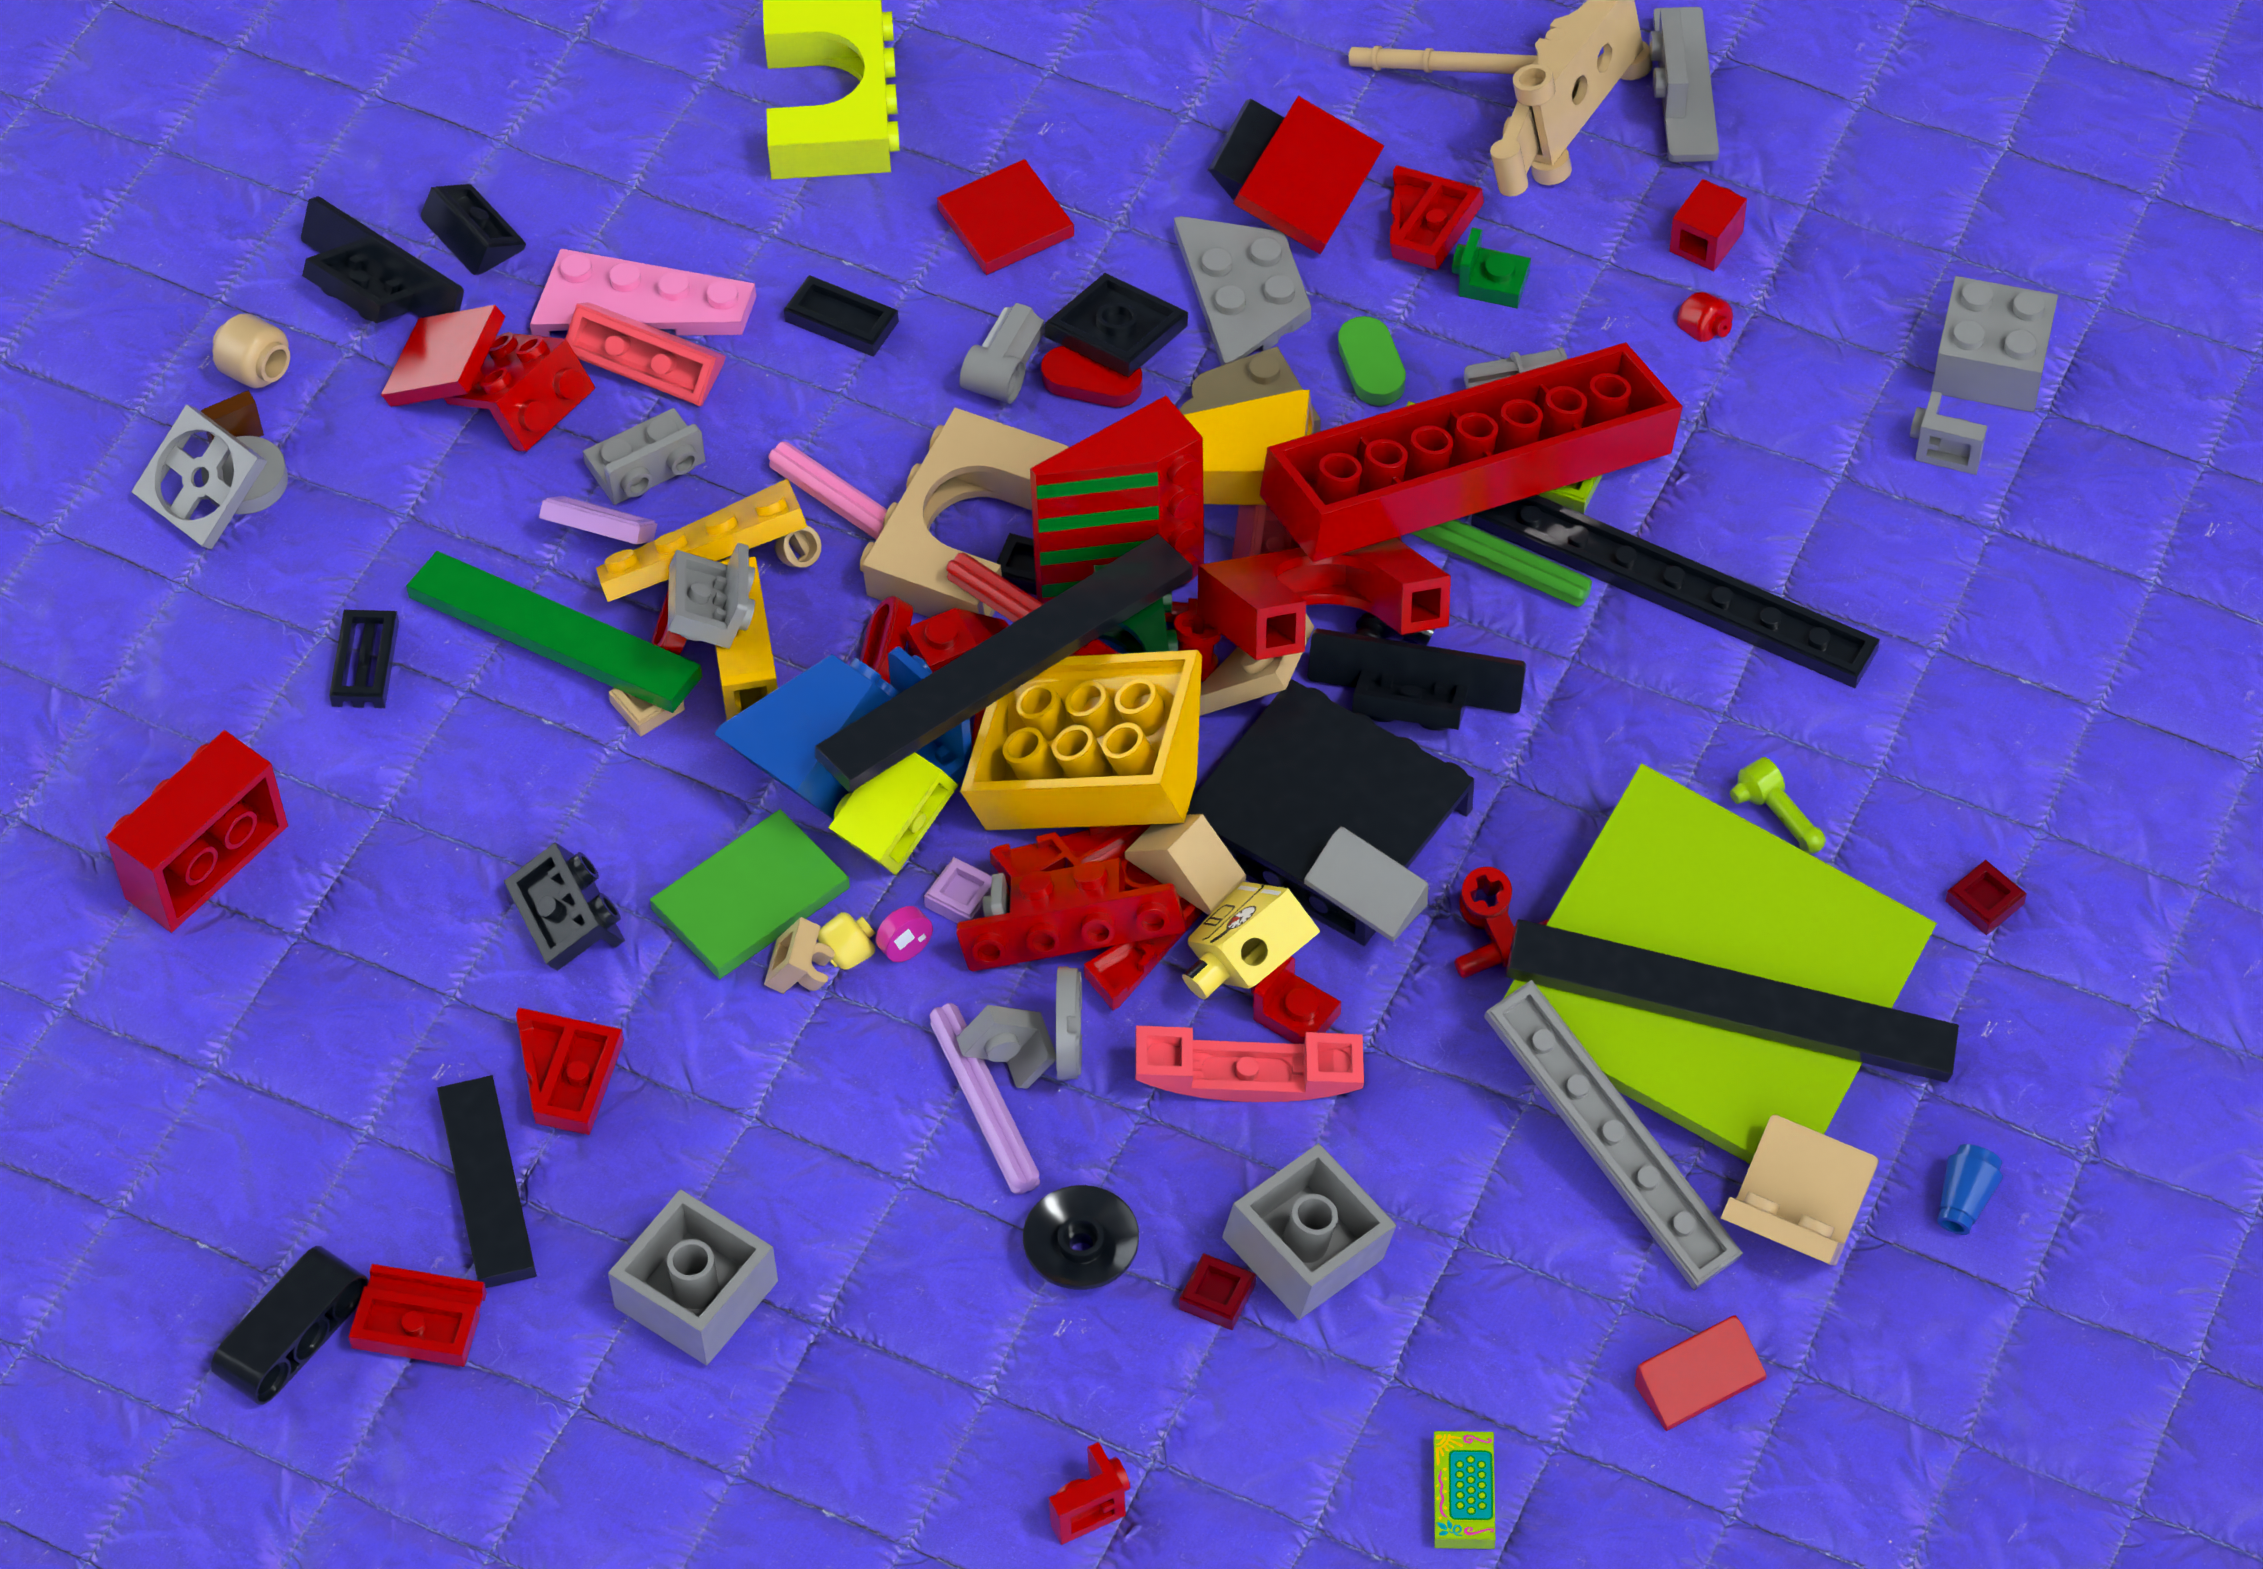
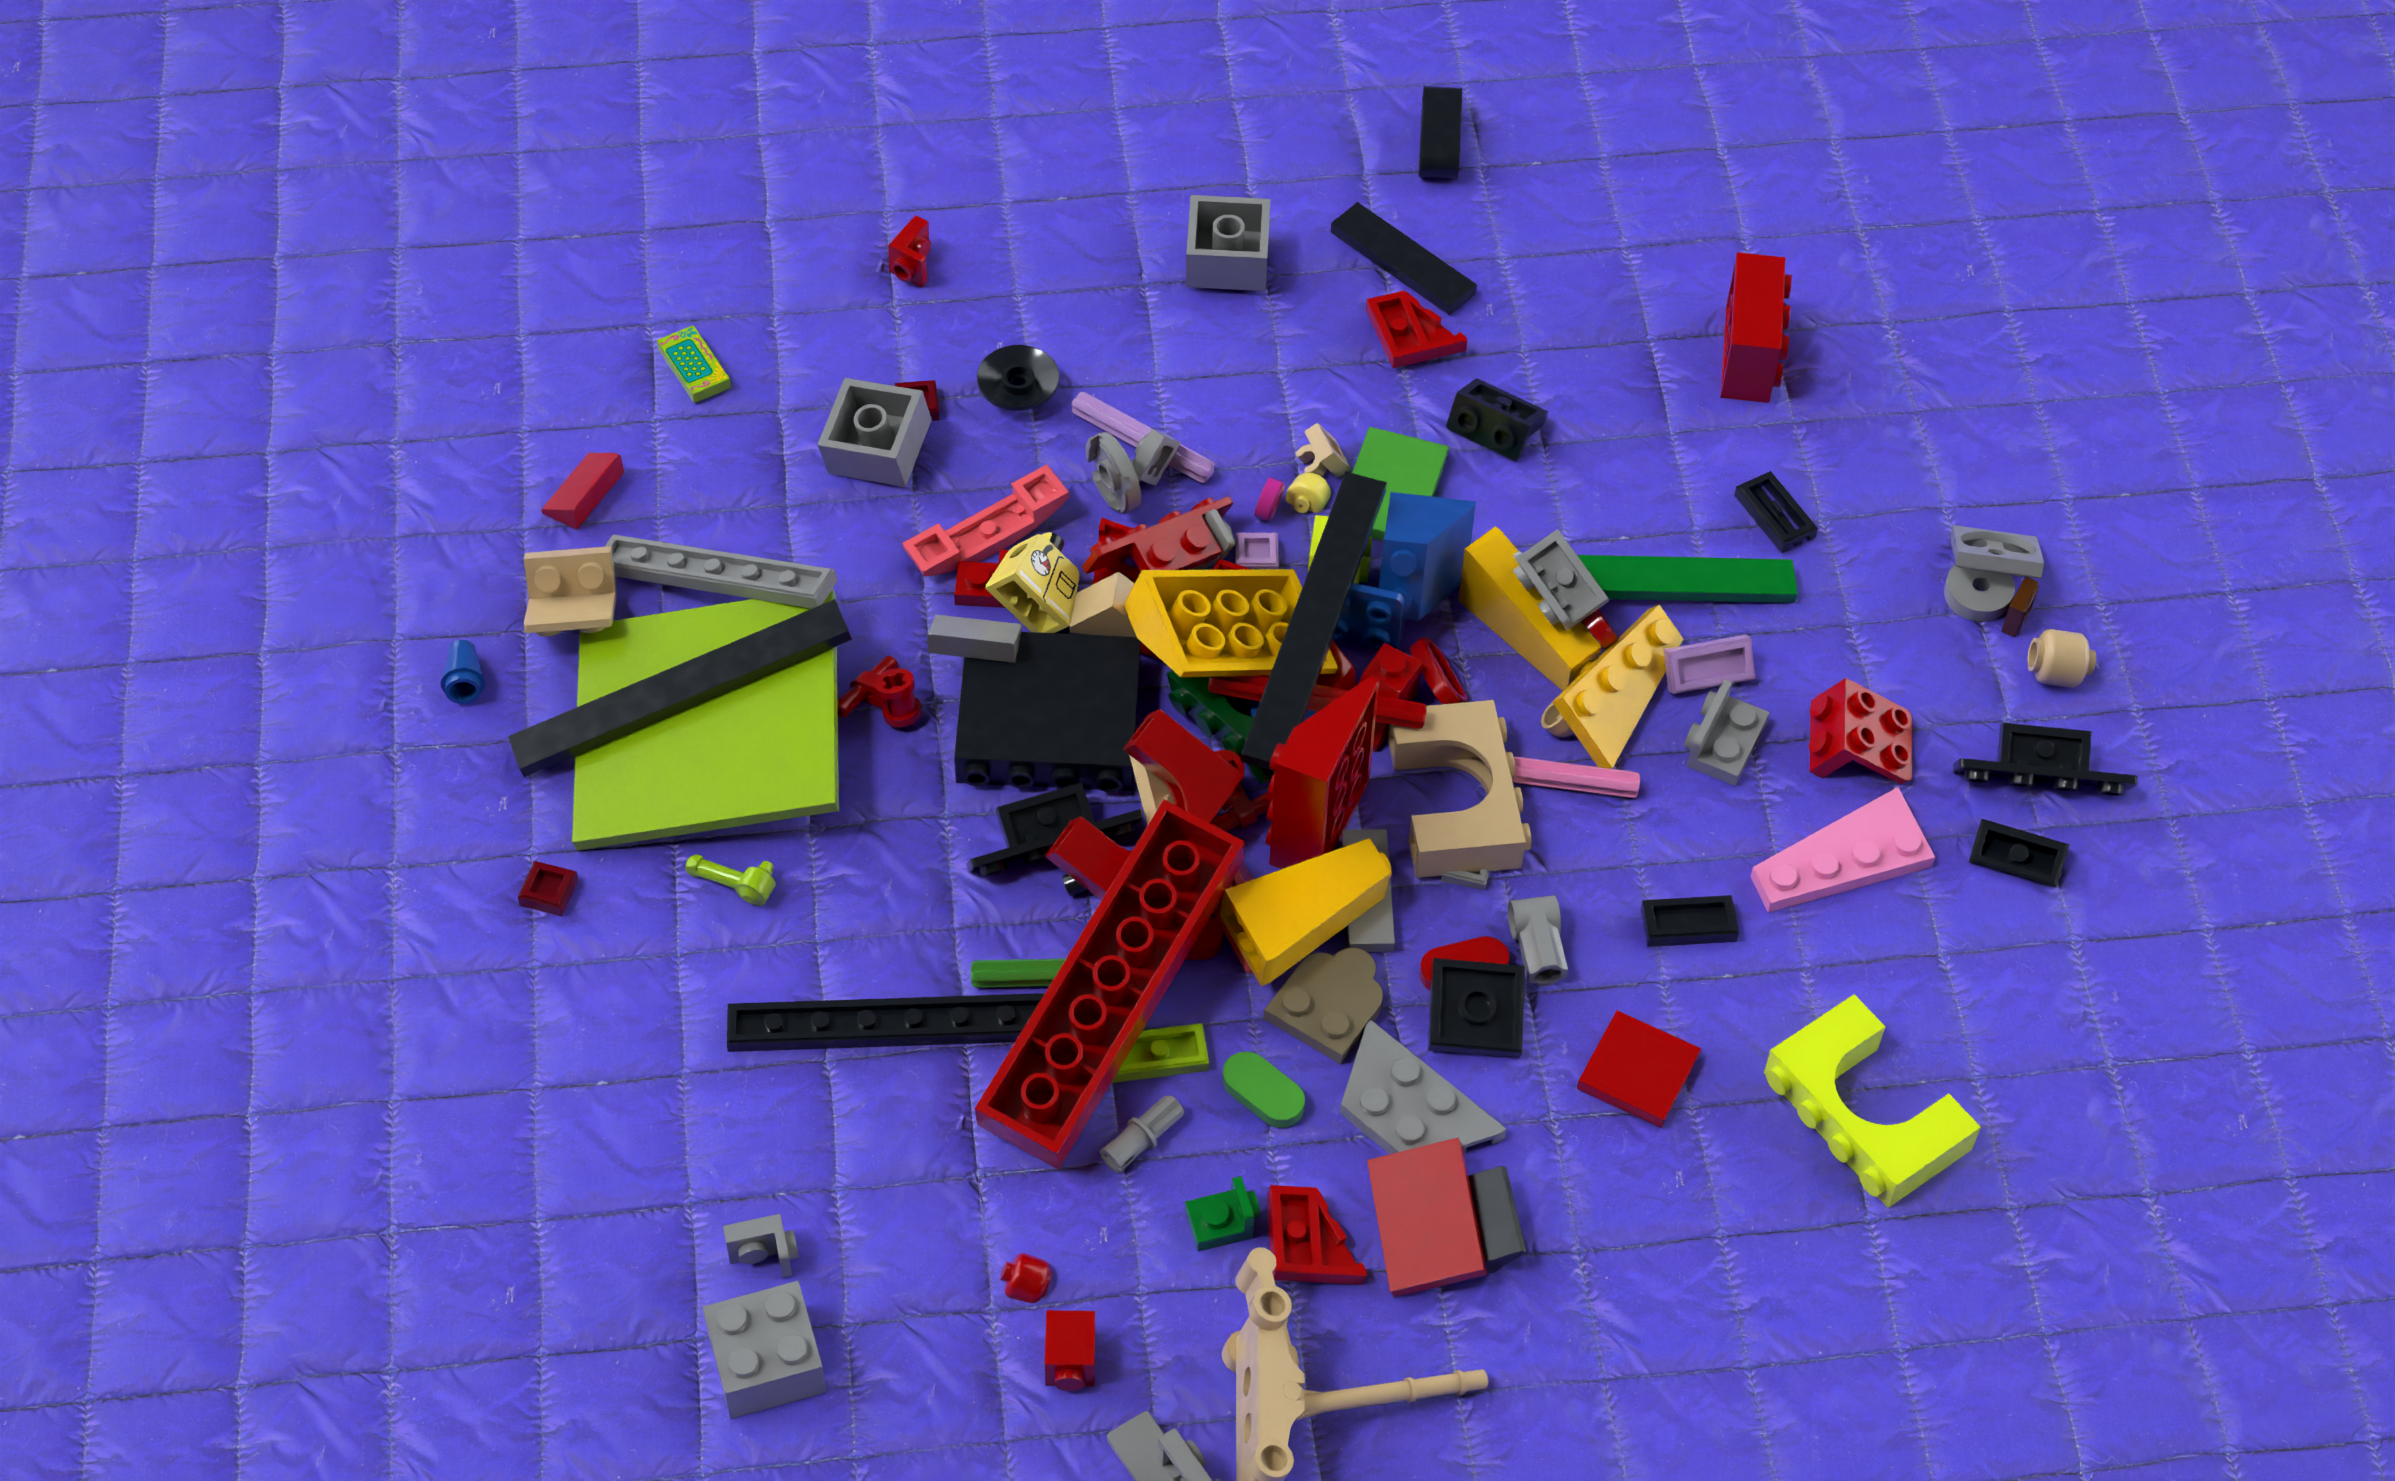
camera: 145 degrees right, 0 degrees up
(417, 1315) = (1374, 170): red plate -> none
(443, 355) = (1926, 718): tile -> none
(643, 353) = (1799, 808): coral slope -> none
(1018, 562) = (1395, 795): black tile -> none

